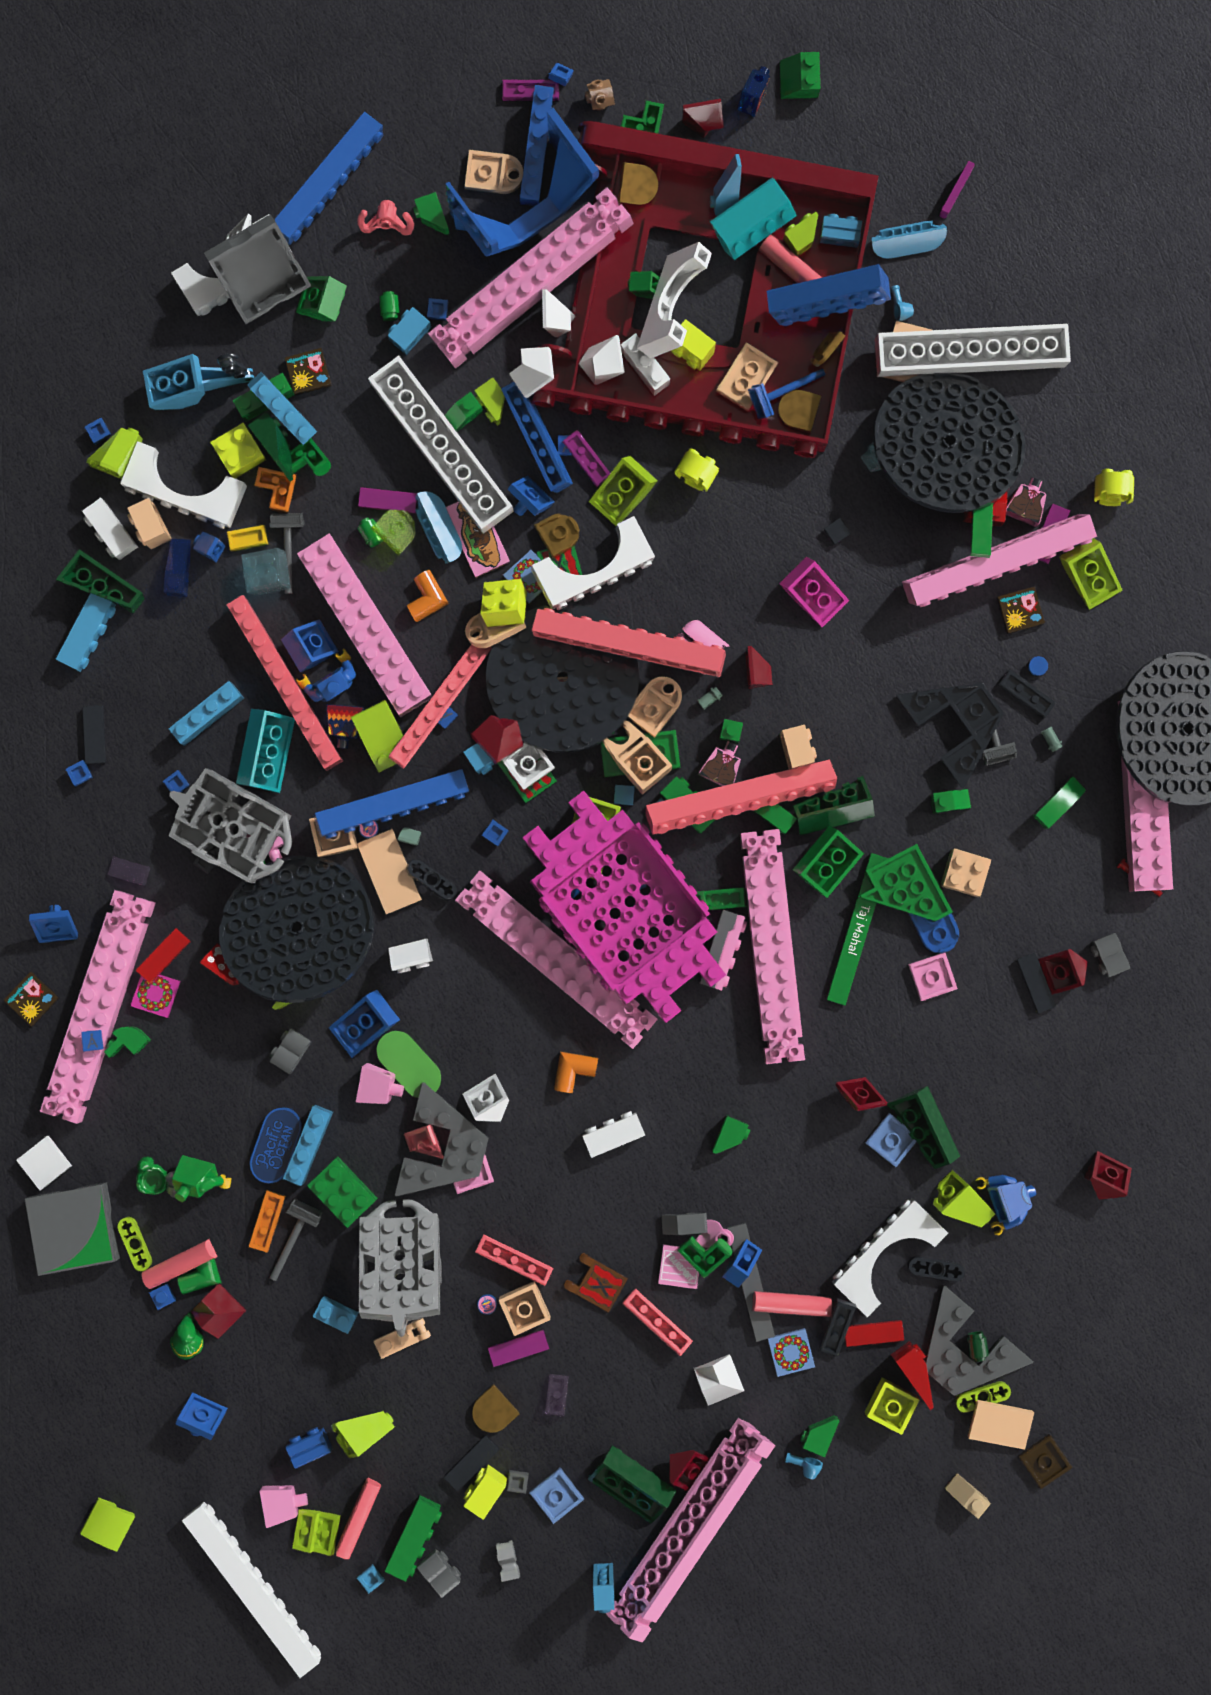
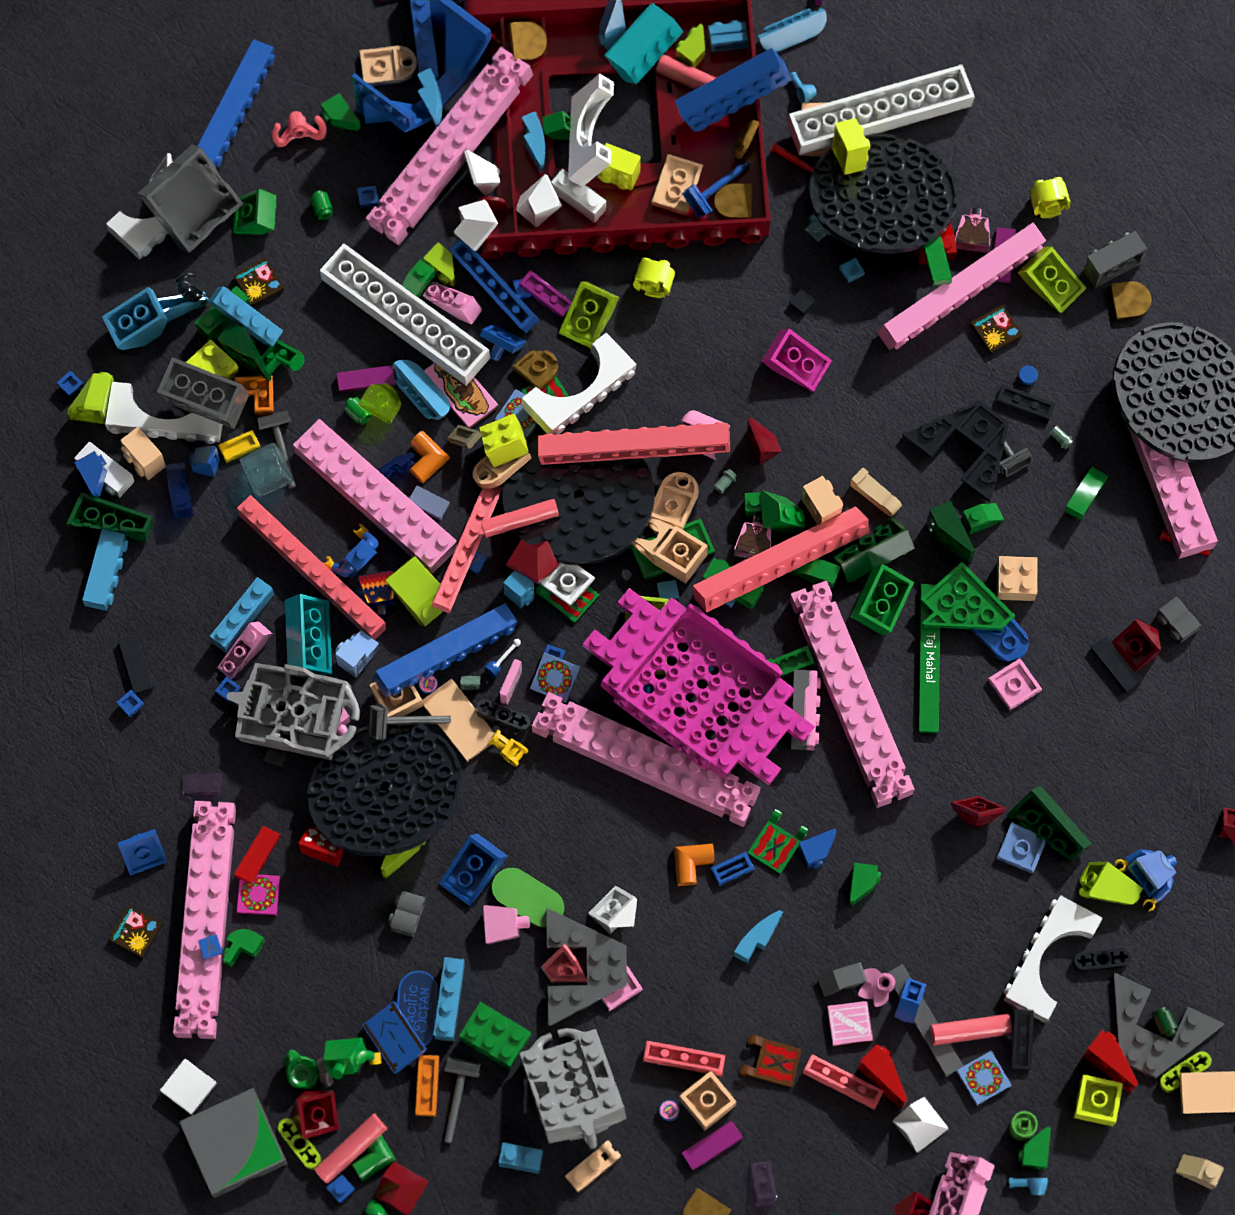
camera: 15 degrees left, 15 degrees down
(94, 533) = (93, 472): none -> blue slope
(154, 1221) = (315, 1113): none -> dark red slope
(201, 747) = (244, 649): none -> bright pink slope
(217, 481) = (203, 393): none -> dark grey brick
(247, 1168) = (394, 1037): none -> blue tile
(308, 781) = (356, 653): none -> light blue brick
(308, 858) = (380, 720): none -> dark grey piece
(309, 645) = (325, 528): blue slope -> none
(401, 598) = (401, 463): none -> clear blue slope
(409, 330) = (346, 221): dark azure brick -> none
(409, 955) = (502, 791): white slope -> none
(416, 644) = (430, 502): none -> sand blue tile
(429, 915) = (508, 748): none -> yellow connector
(436, 828) = (493, 668): none -> hinge
(446, 850) = (510, 682): none -> bright pink tile
(467, 587) = (464, 436): none -> dark tan tile
(491, 855) = (555, 676): none -> tile
(492, 442) = (454, 302): none -> bright pink slope
(496, 690) = (519, 518): none -> coral brick
(525, 220) = (431, 95): none -> dark azure slope
(594, 1090) = (717, 876): none -> blue tile
(613, 1134) = (748, 911): white brick -> none
(616, 1161) = (757, 937): none -> dark azure slope
(617, 293) = (534, 139): none -> dark azure slope
(657, 1075) = (774, 845): none -> flag
(695, 1324) = (881, 1071): none -> red slope
(696, 1091) = (817, 848): none -> blue slope
(705, 1260) = (871, 1006): green brick -> none
(754, 747) = (780, 513): none -> green slope
(814, 1410) = (1023, 1126): none -> bright green wheel
(853, 749) = (875, 492): none -> tan leg
(869, 376) = (792, 158): none -> red piece
(874, 1333) = (1060, 1038): red tile -> none
(895, 510) = (851, 270): none -> dark azure tile
(913, 806) = (949, 531): none -> dark green slope
(930, 384) = (850, 146): none -> neon yellow brick
(1159, 569) = (1114, 259): none -> dark grey brick
(1162, 614) = (1130, 300): none -> pearl gold tile

